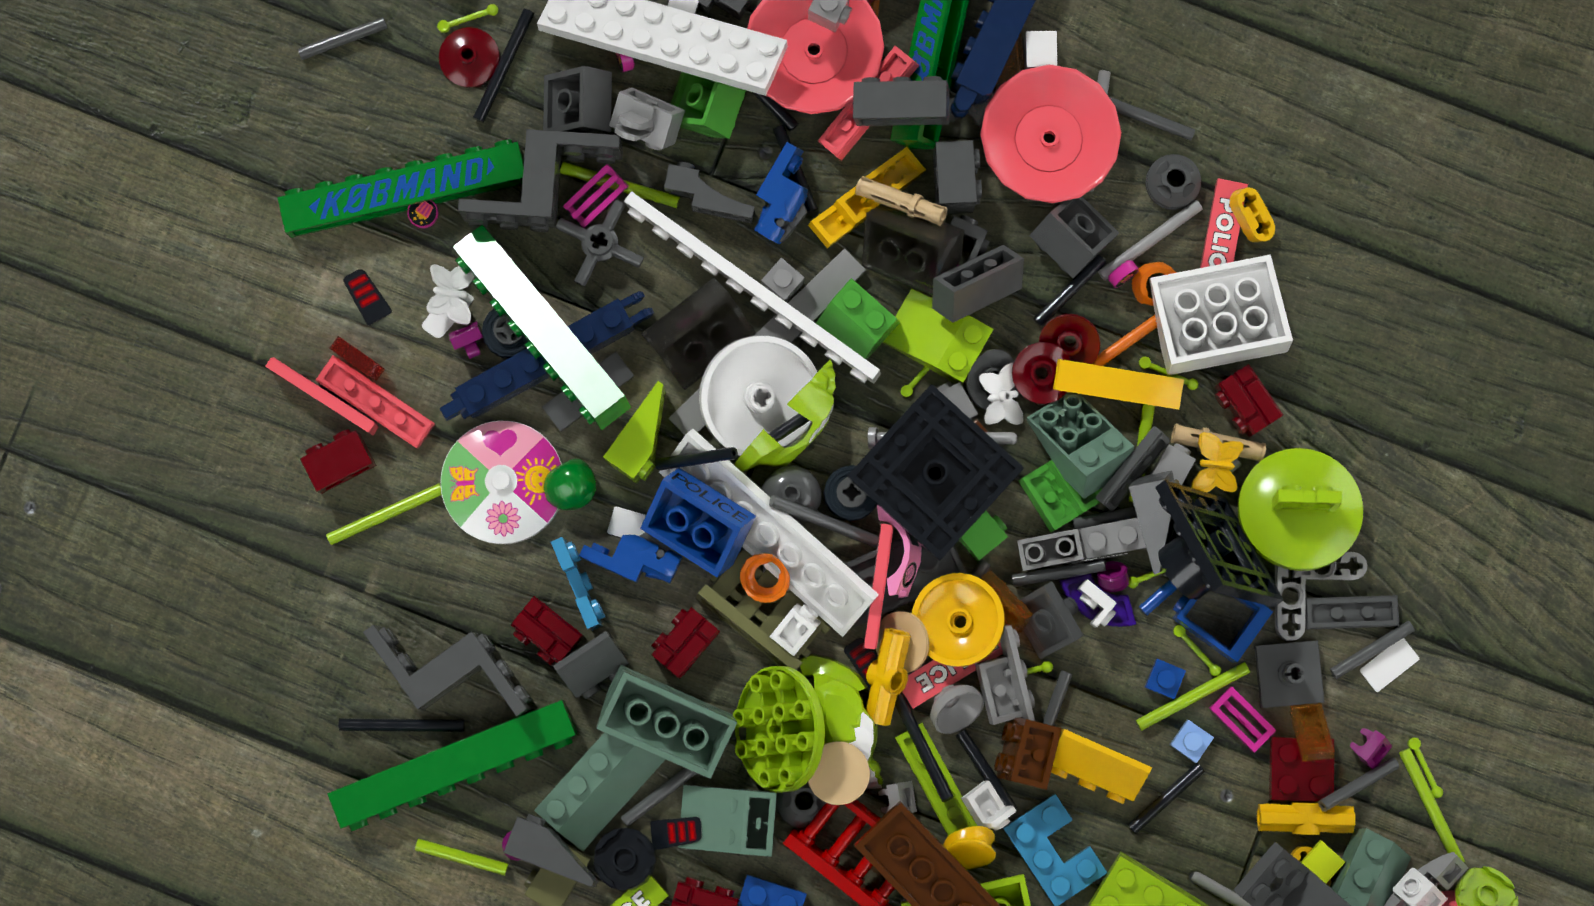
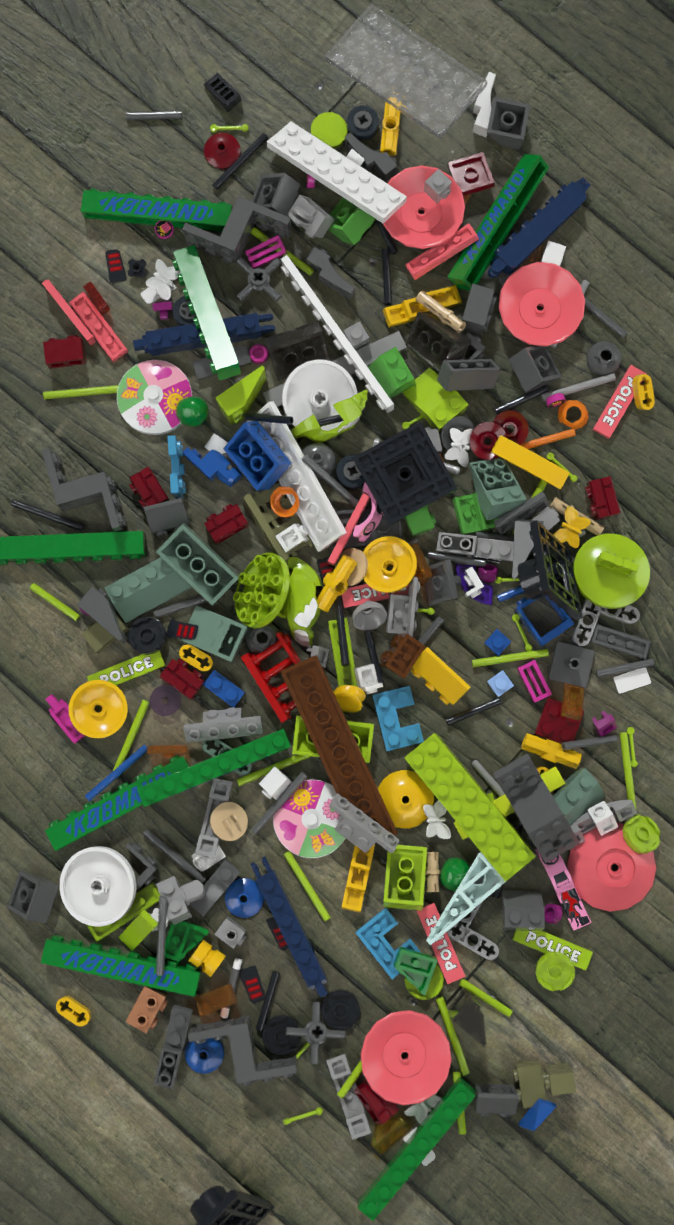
camera: 25 degrees right, 0 degrees up
(410, 293) = (132, 272): none -> black plate
(640, 358) = (258, 354): none -> dark pink tile
(714, 859) = (199, 654): none -> yellow beam
(784, 197) = (373, 287): blue plate -> none
(840, 774) = (287, 628): tan piece -> none
(901, 102) = (460, 254): dark grey brick -> none
(1220, 315) = (604, 442): white slope -> none

